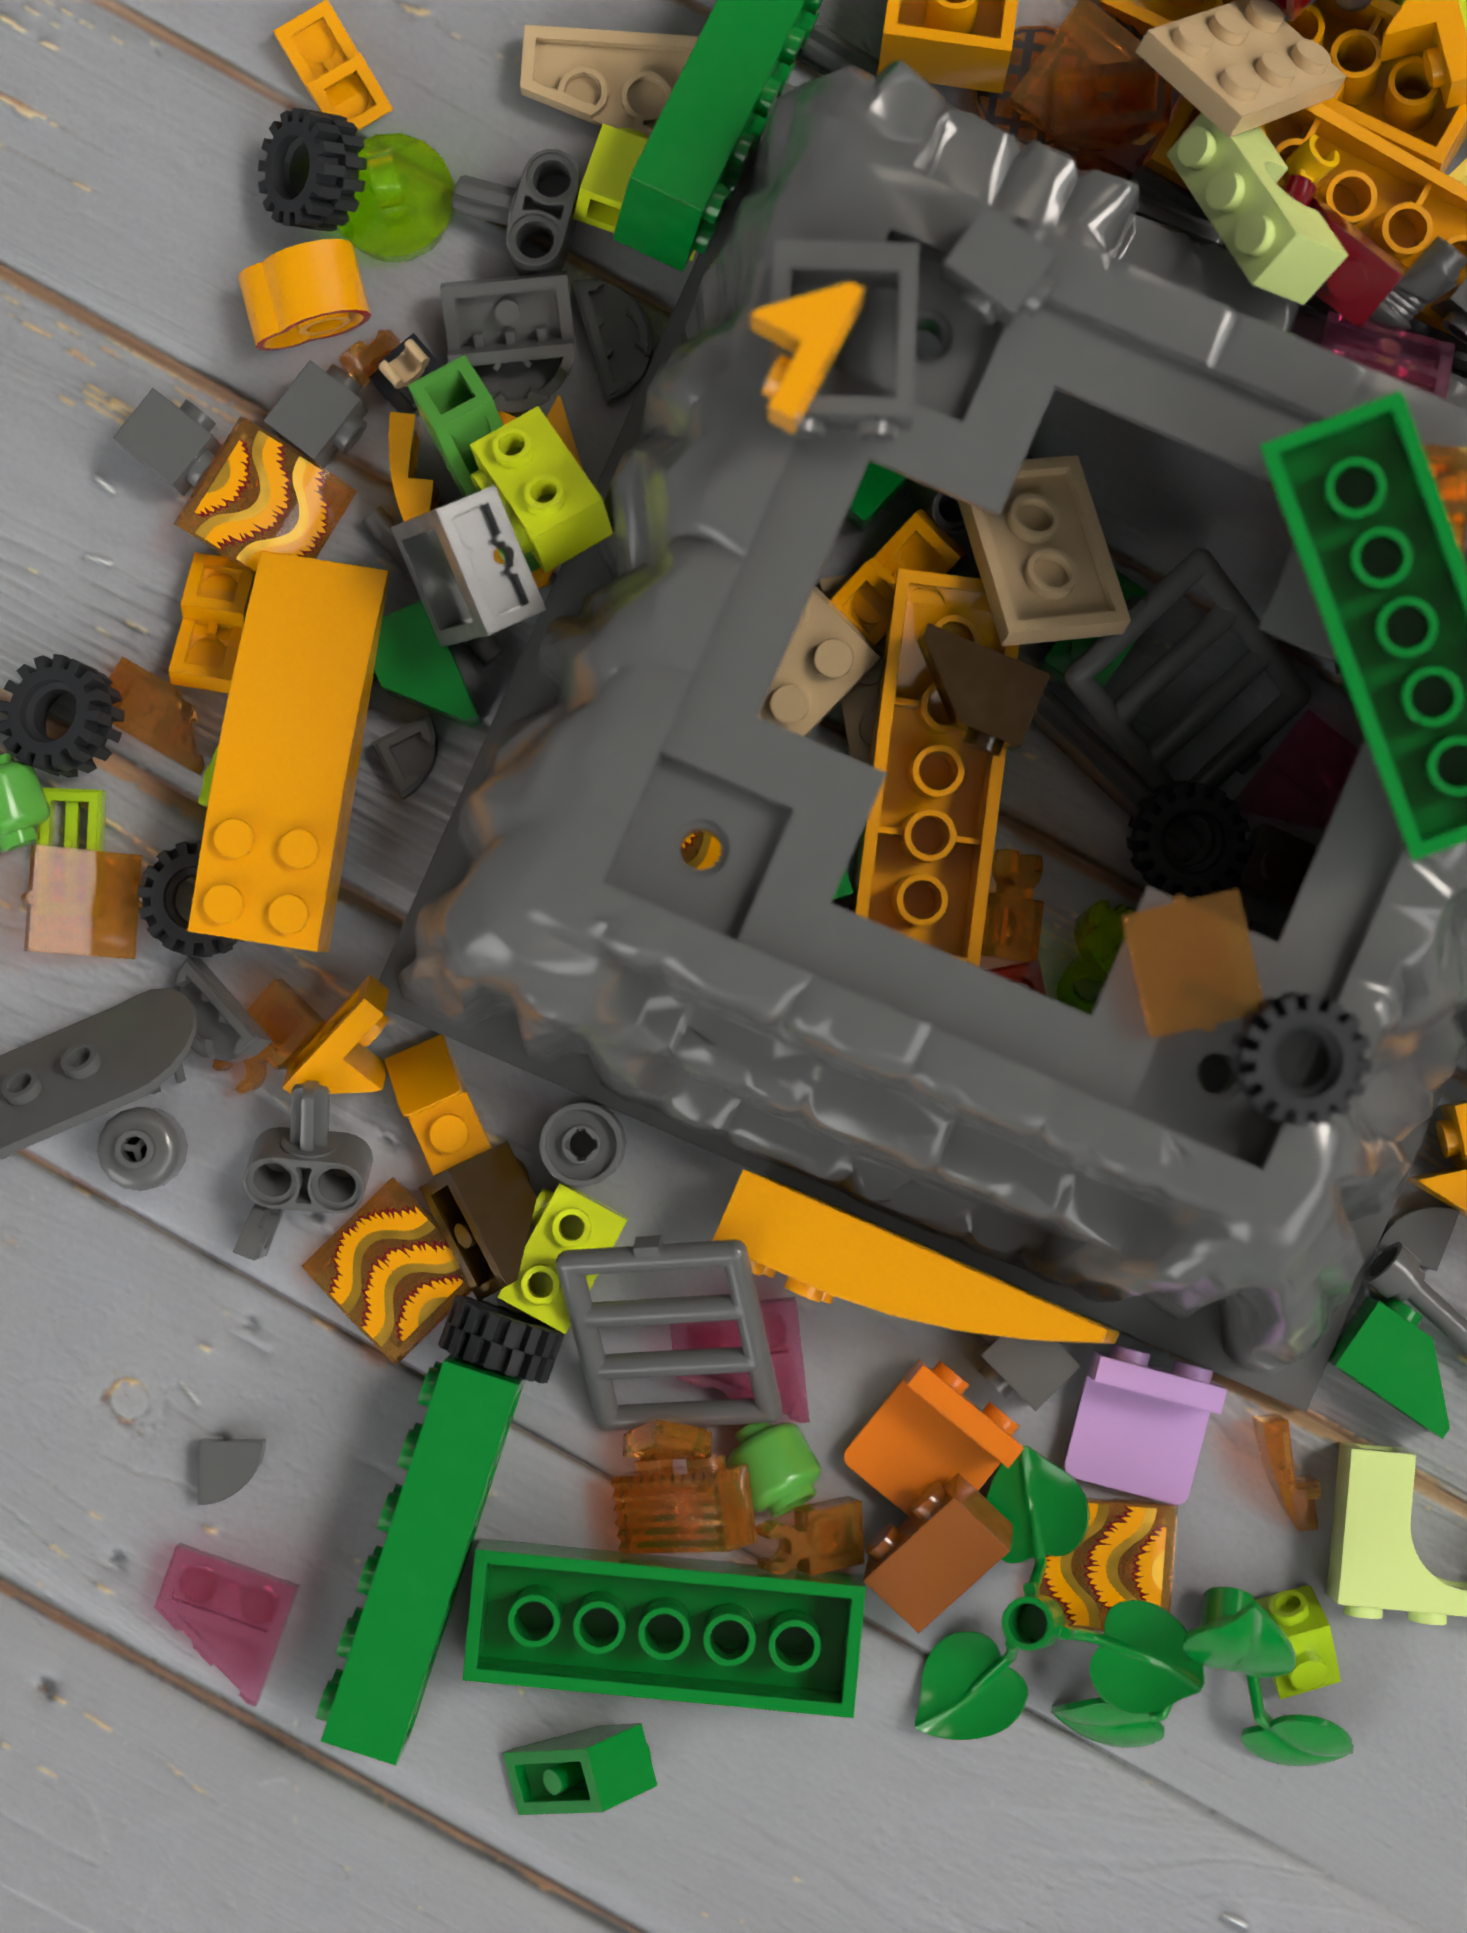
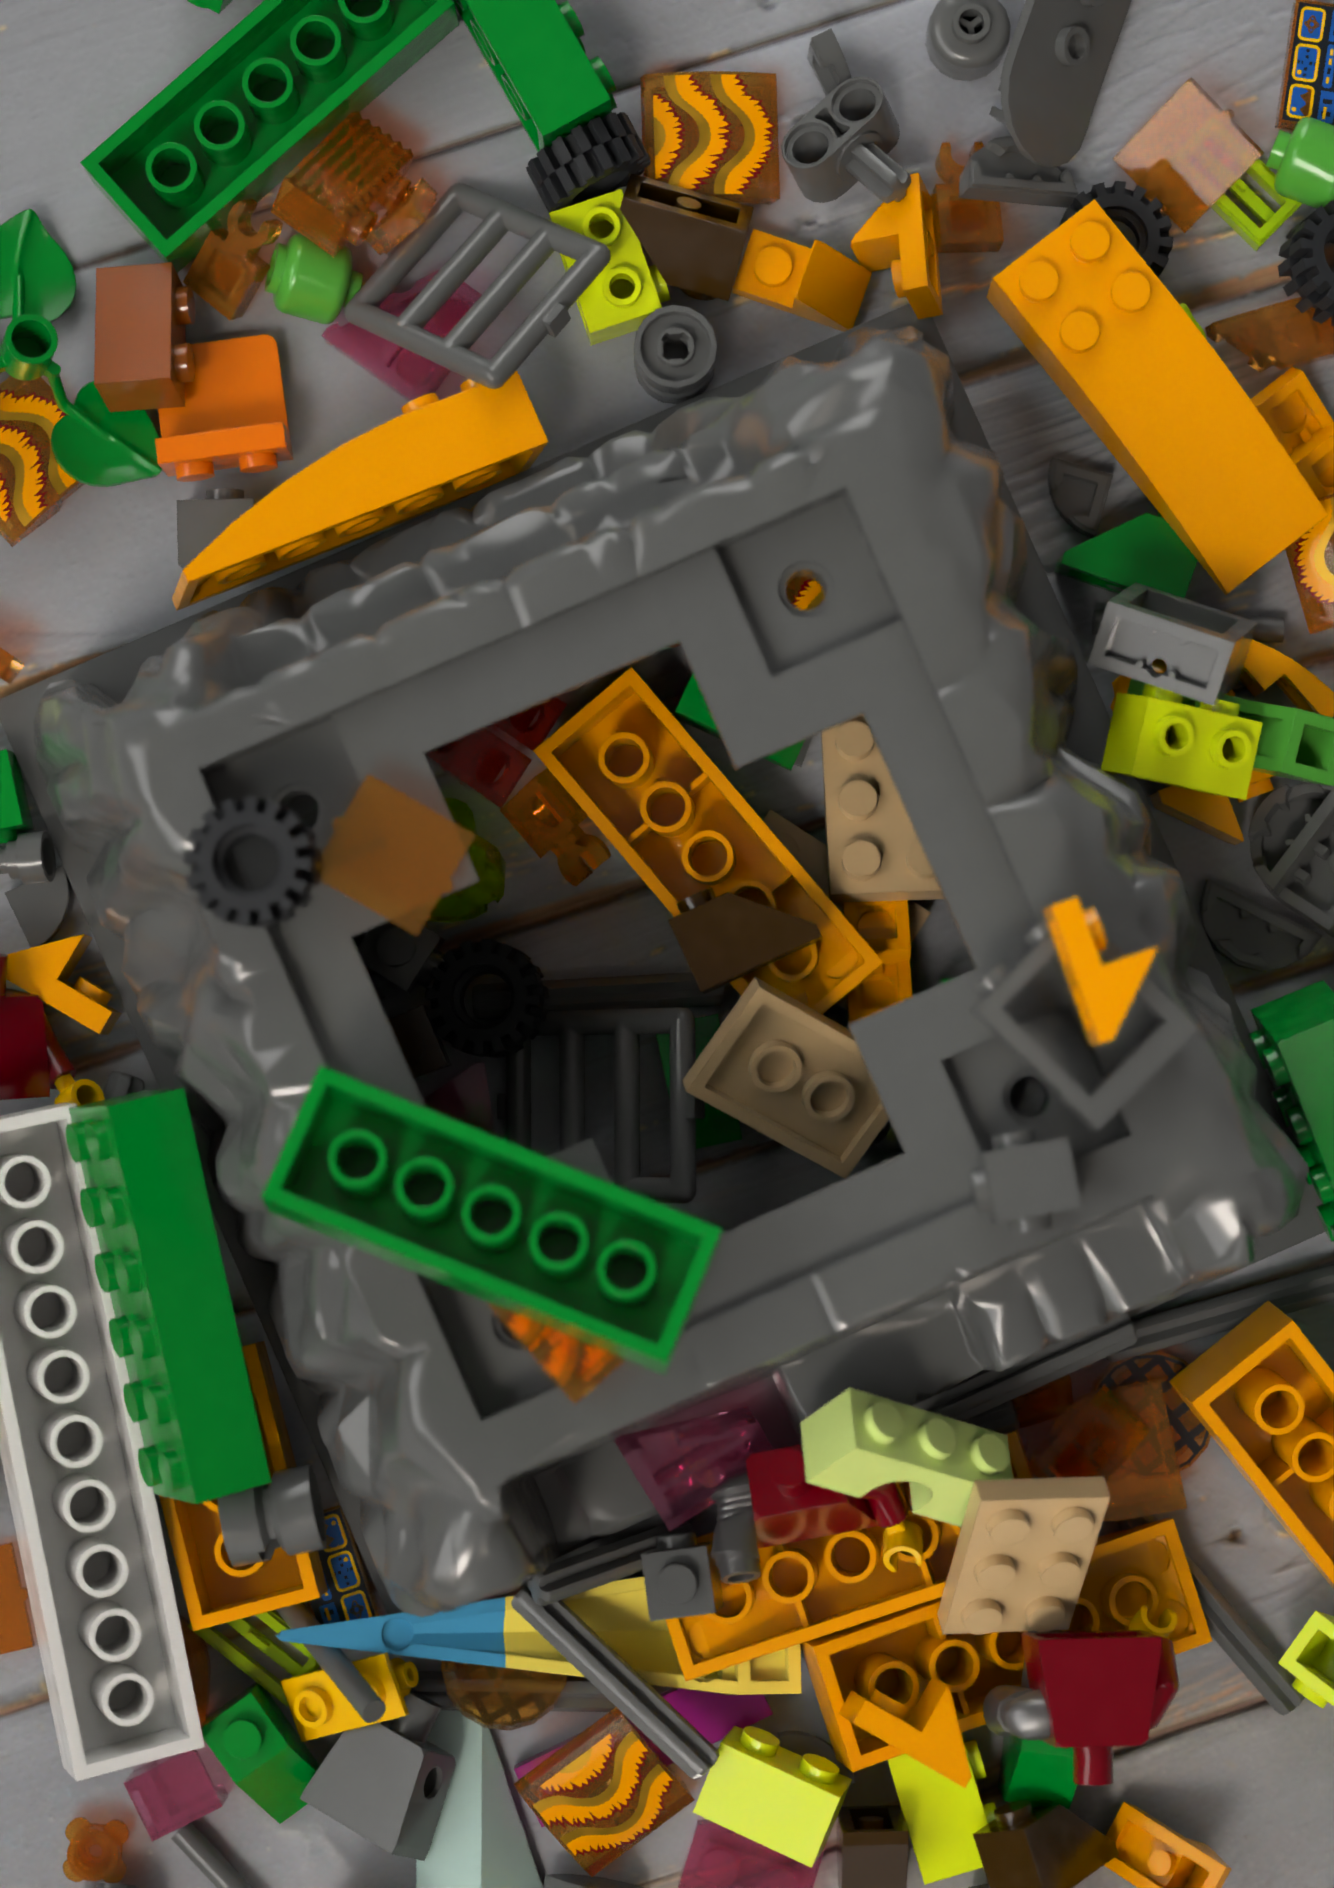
camera: 125 degrees right, 0 degrees up
(1141, 1424) = (94, 573): lavender bracket -> none

